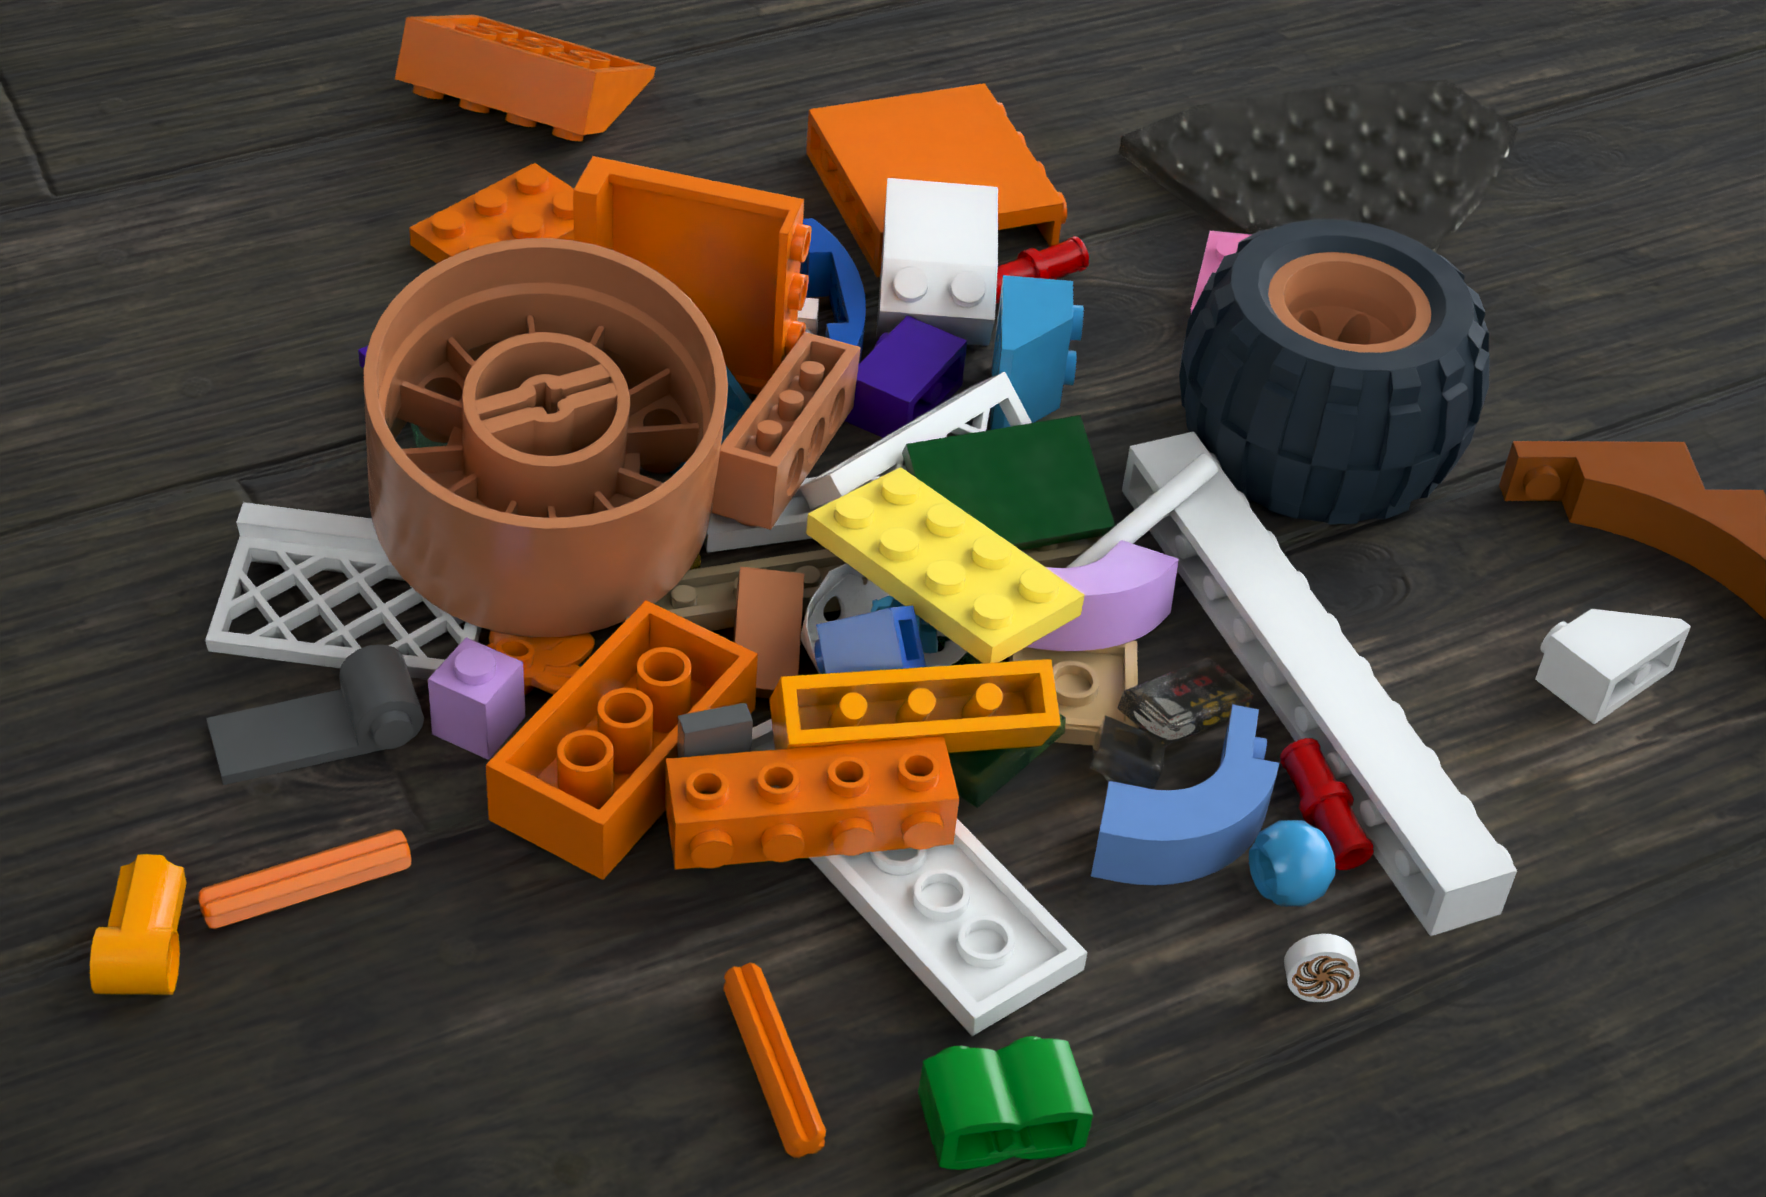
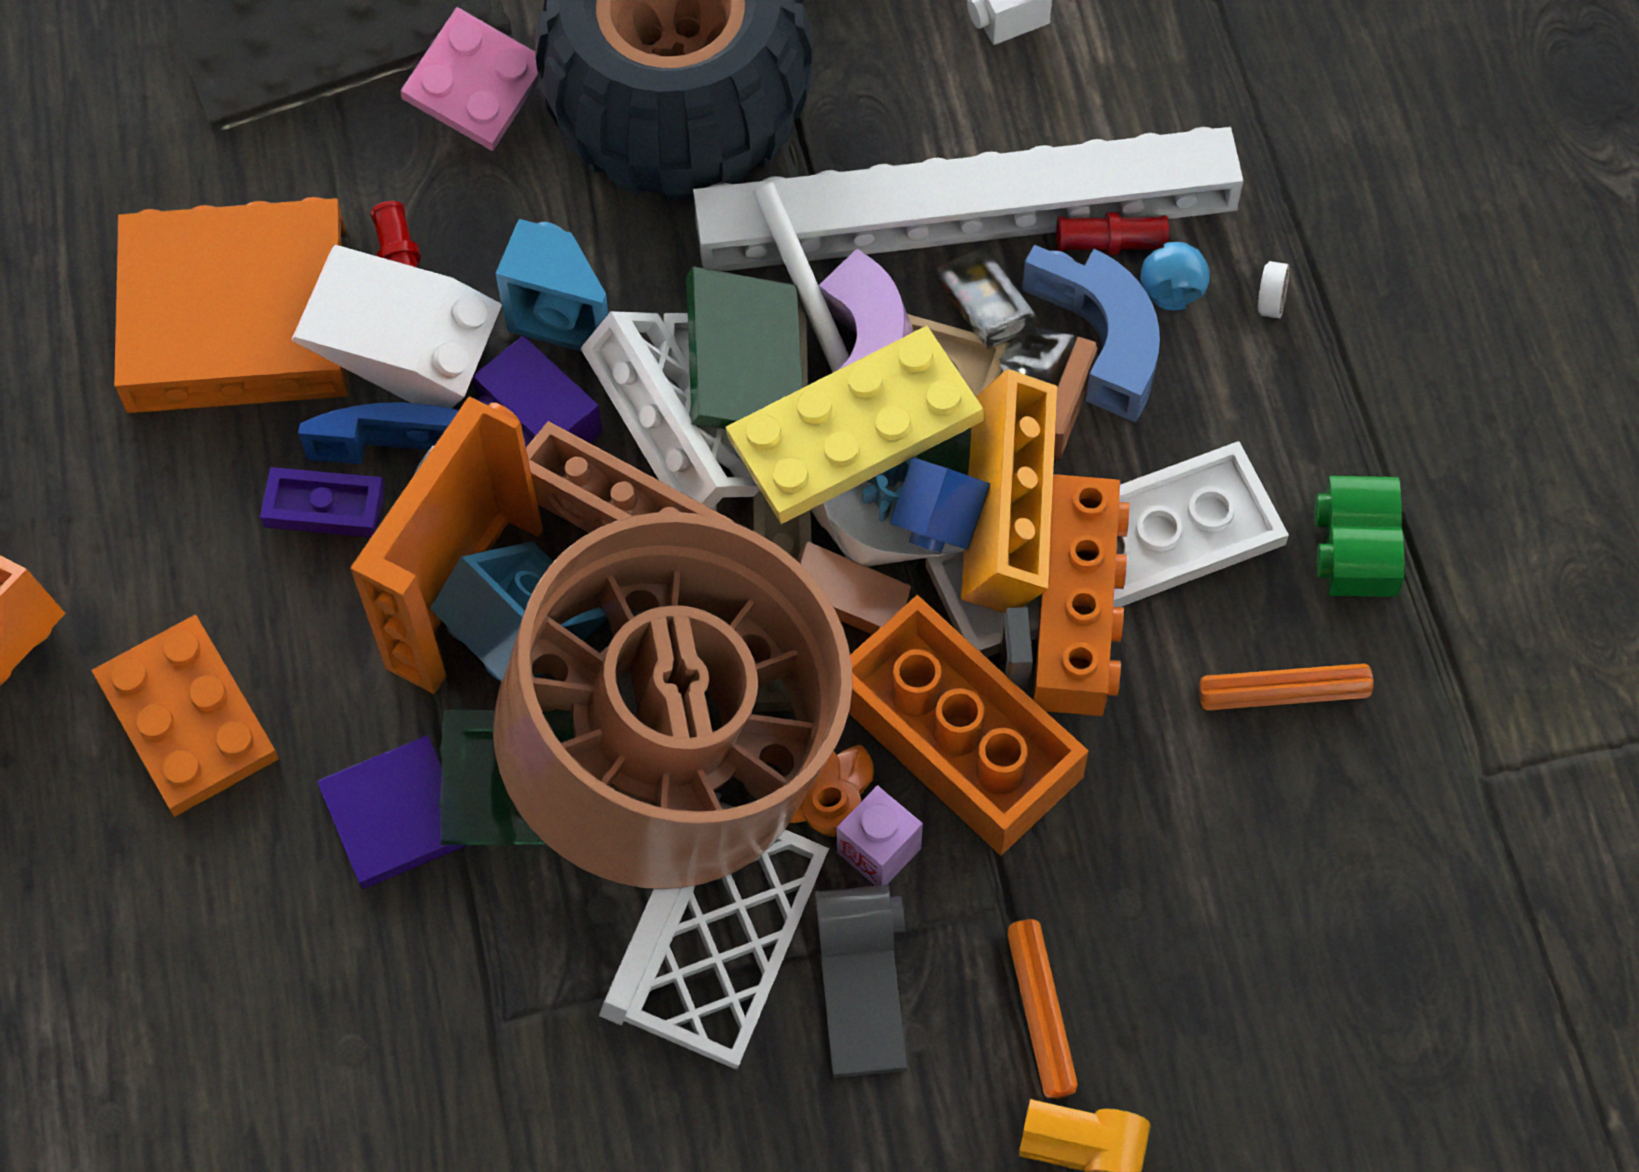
camera: 70 degrees left, 20 degrees up
(1070, 783) = (1072, 391): none -> nougat tile

